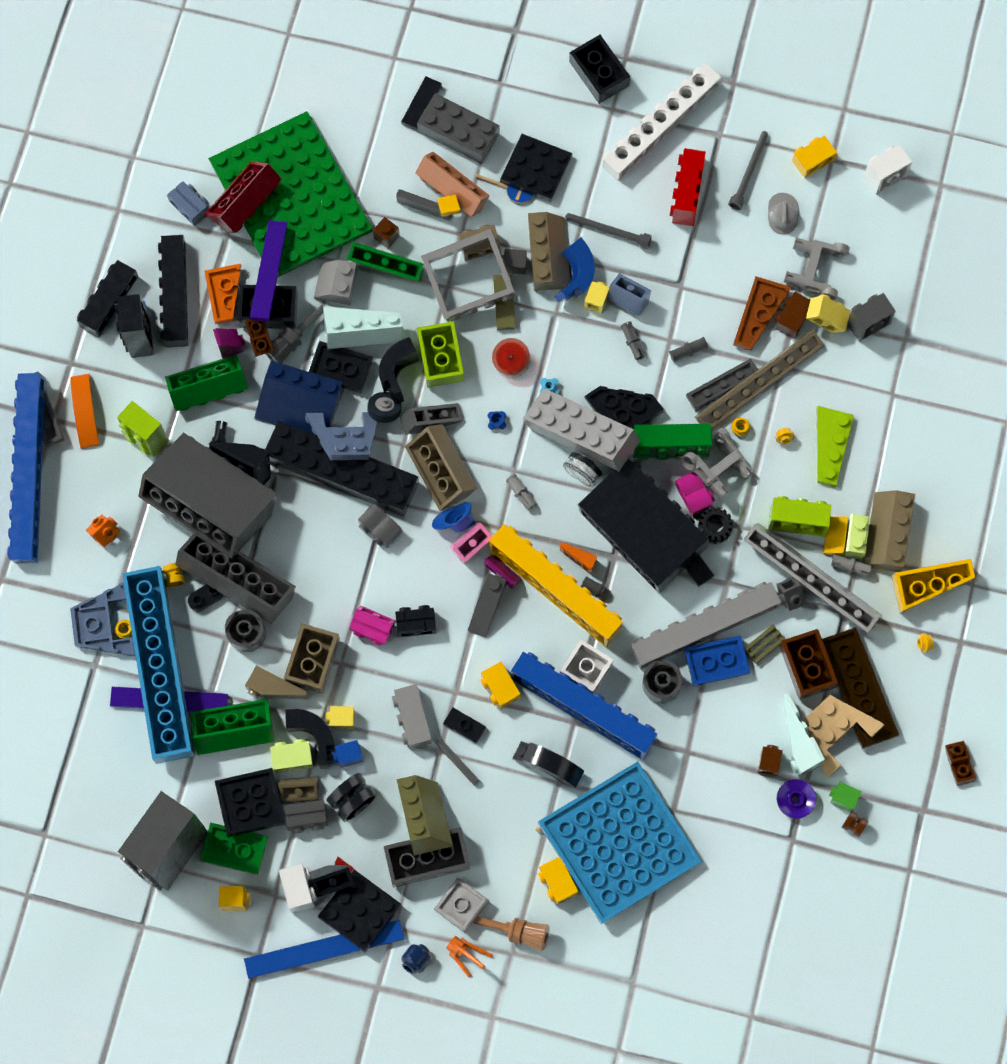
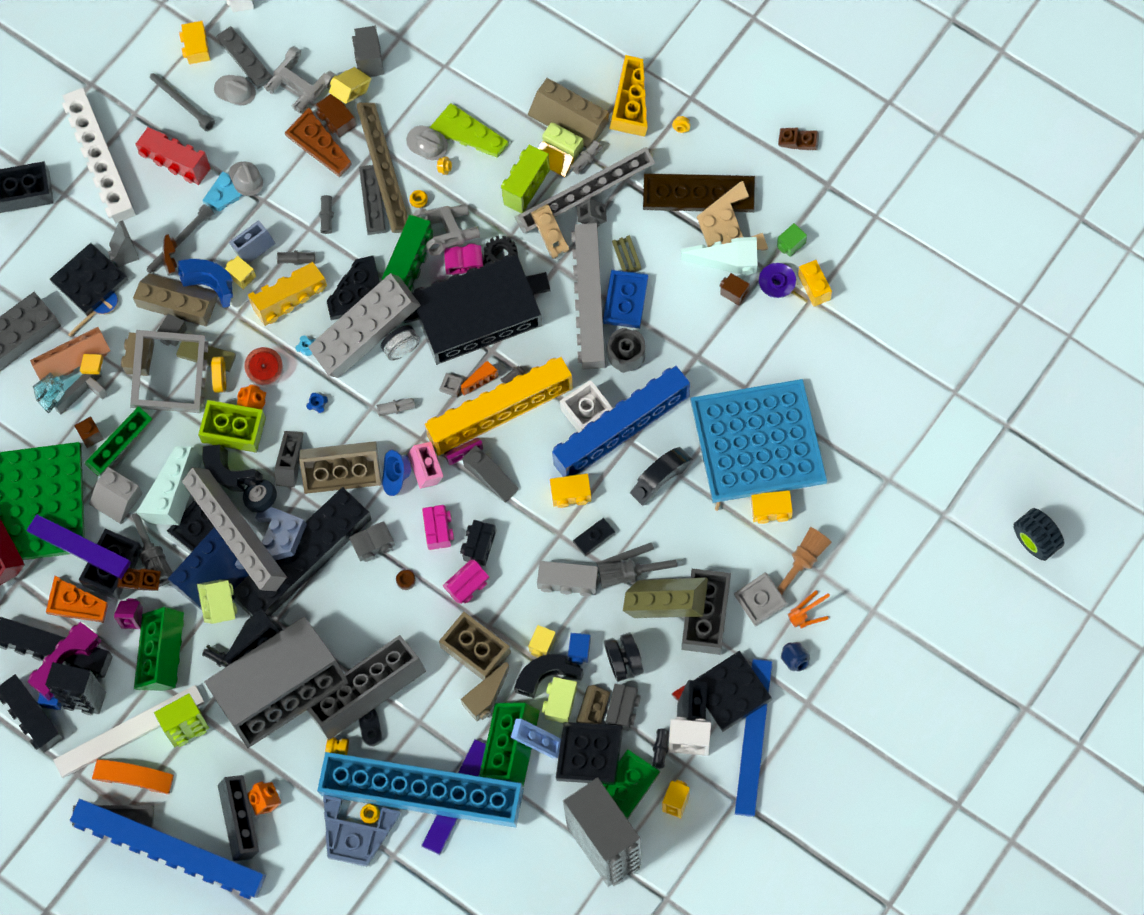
camera: 65 degrees left, 5 degrees down
(76, 516) = (238, 818): none -> black brick
(121, 386) = (117, 737): none -> white tile
(184, 310) = (79, 641): none -> magenta arch
(242, 620) = (425, 688): dark grey brick -> none
(242, 748) = (536, 738): none -> light blue plate
(268, 409) = (217, 601): none -> yellowish green brick
(278, 864) = (660, 748): none -> black pin
(334, 397) = (234, 529): none -> light grey brick
(356, 570) = (405, 580): none -> reddish brown tile
(406, 180) = (48, 391): none -> clear light blue slope
(416, 577) = (436, 527): none -> dark pink brick
(431, 220) = (96, 388): none -> light grey tile
(440, 769) = (627, 571): none -> dark grey piece
(473, 360) = (251, 397): none -> orange brick
(487, 321) = (218, 374): none -> yellow beam
(564, 533) = (451, 385): none -> light grey tile
(576, 183) = (122, 246): none -> dark grey slope
(591, 223) = (168, 249): none -> reddish brown slope
(591, 348) = (287, 293): none -> yellow wedge
(674, 249) = (221, 193): none -> medium azure wing
(695, 261) = (246, 178): none -> light grey piece
(754, 561) = (549, 230): none -> tan plate
(803, 410) = (427, 142): none -> light grey piece
(808, 664) = (661, 223): reddish brown brick -> none
(808, 836) = (814, 283): none -> yellow brick
(820, 207) = (244, 57): none -> dark grey plate
(851, 821) = (819, 241): reddish brown wheel -> none

